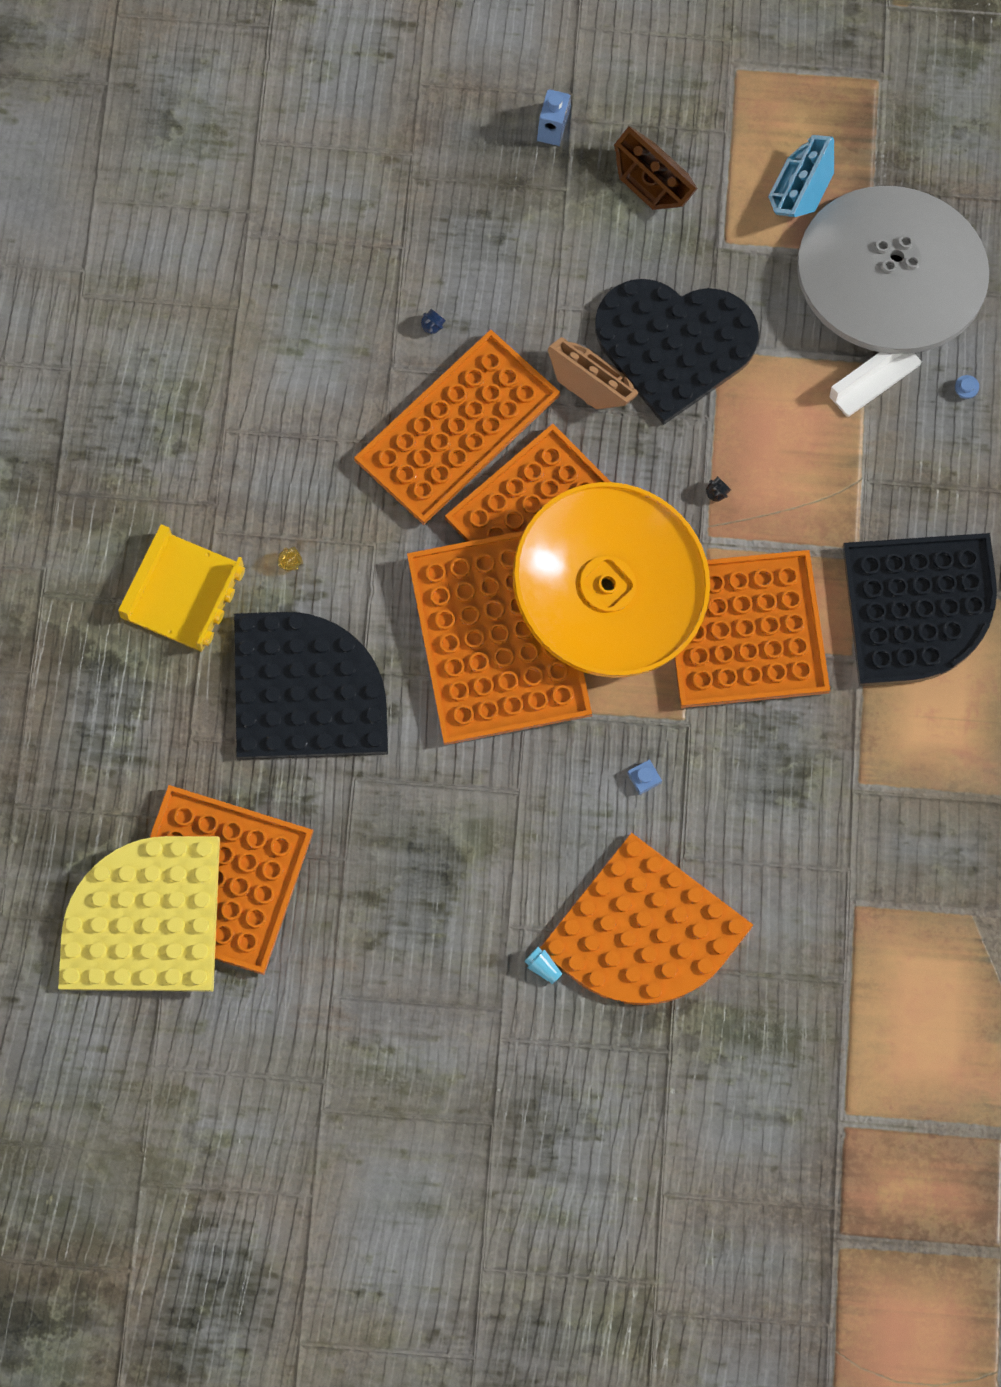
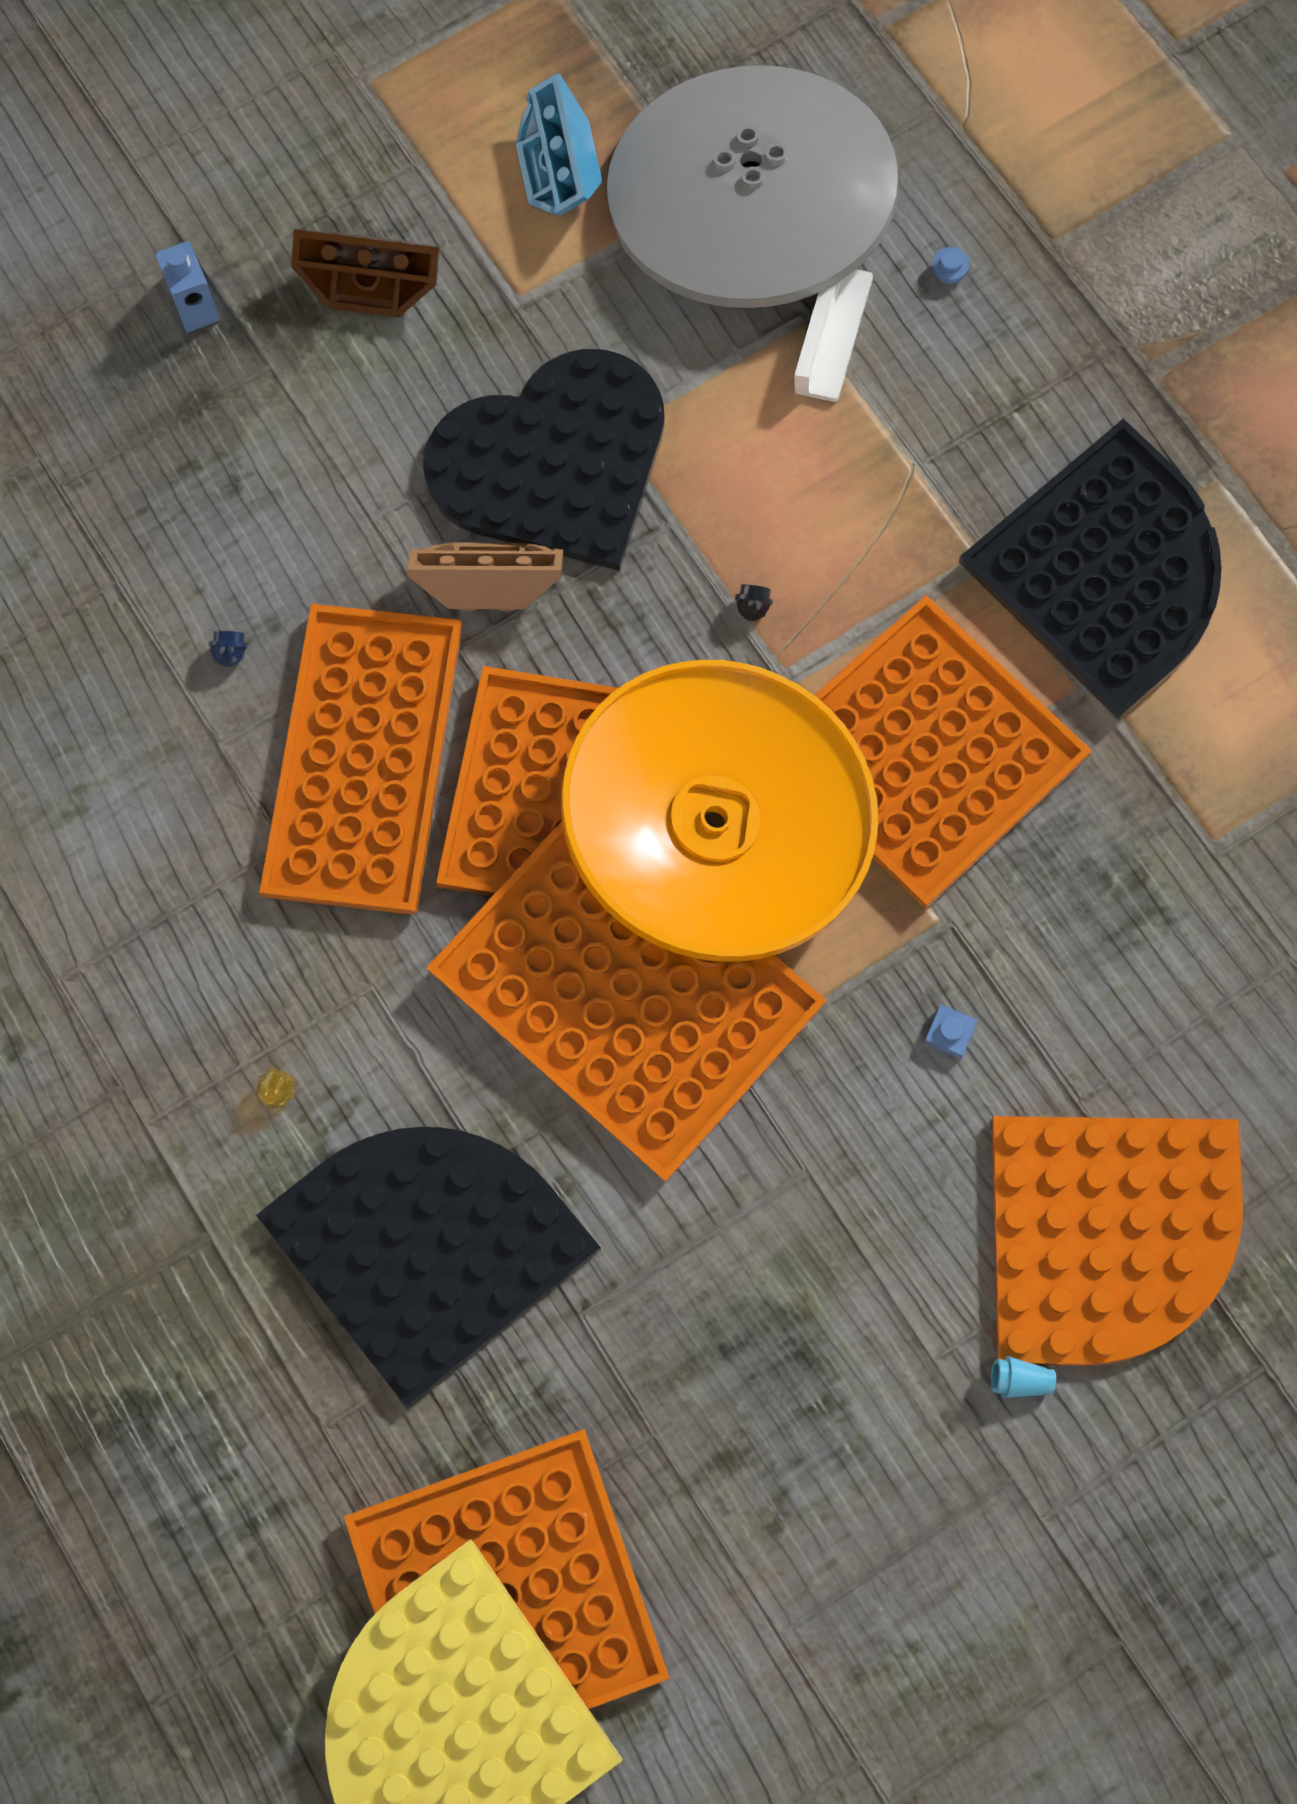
camera: 30 degrees left, 0 degrees up
(181, 590) = (160, 1236): yellow panel -> none

